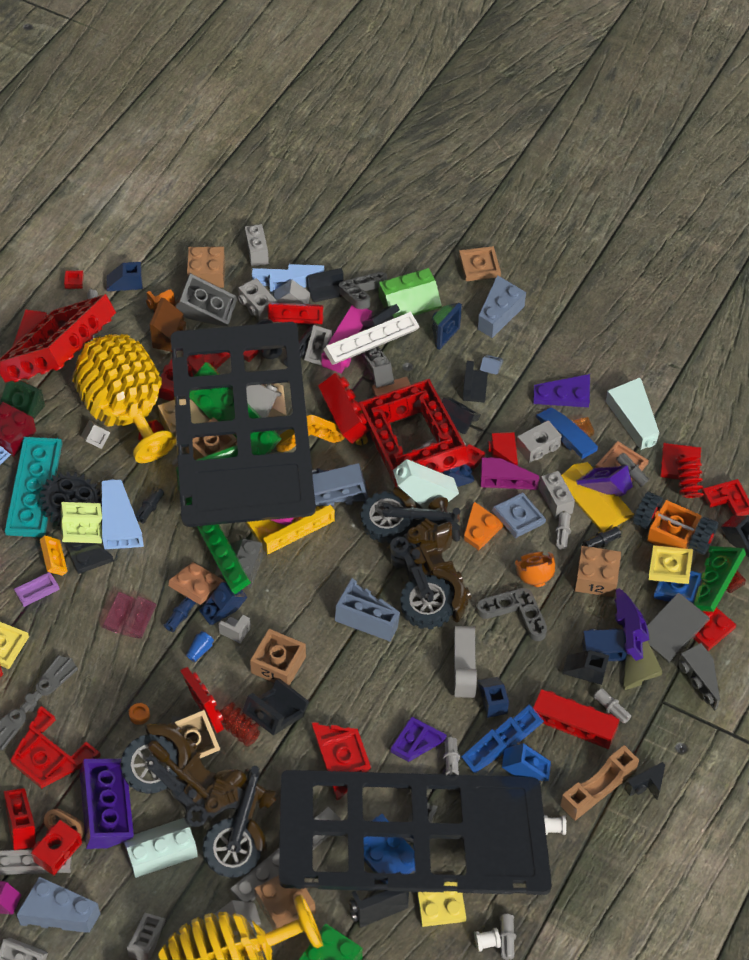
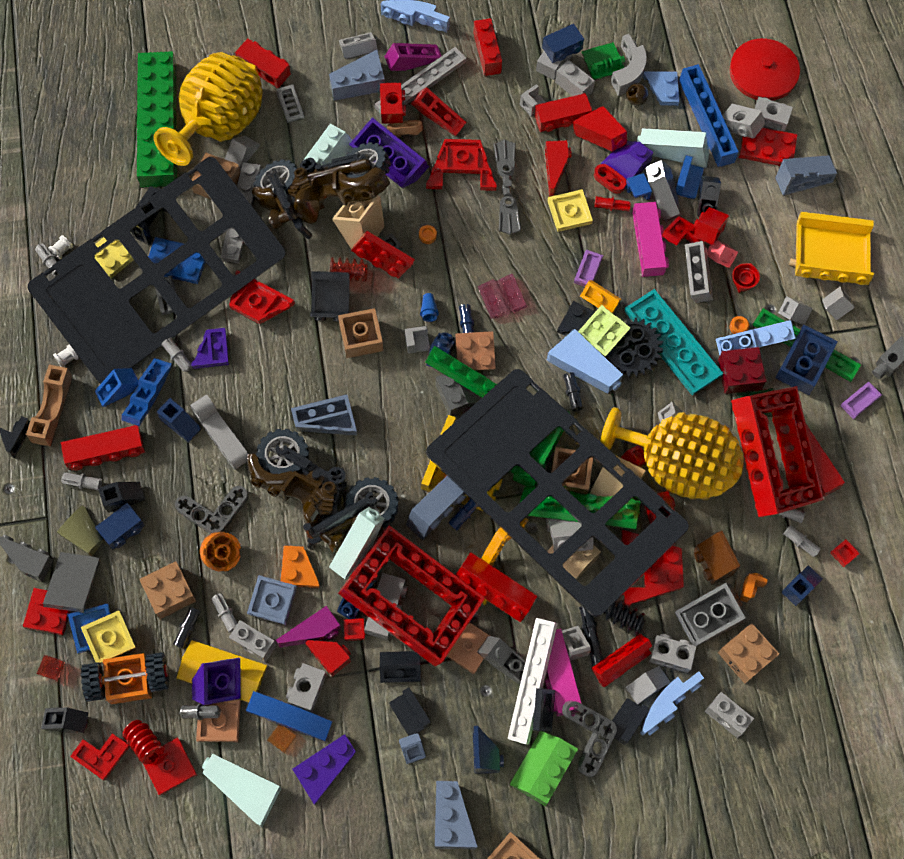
camera: 140 degrees right, 15 degrees up
(633, 624) = (110, 562): dark purple slope -> none
(718, 574) = (60, 655): green wing -> none

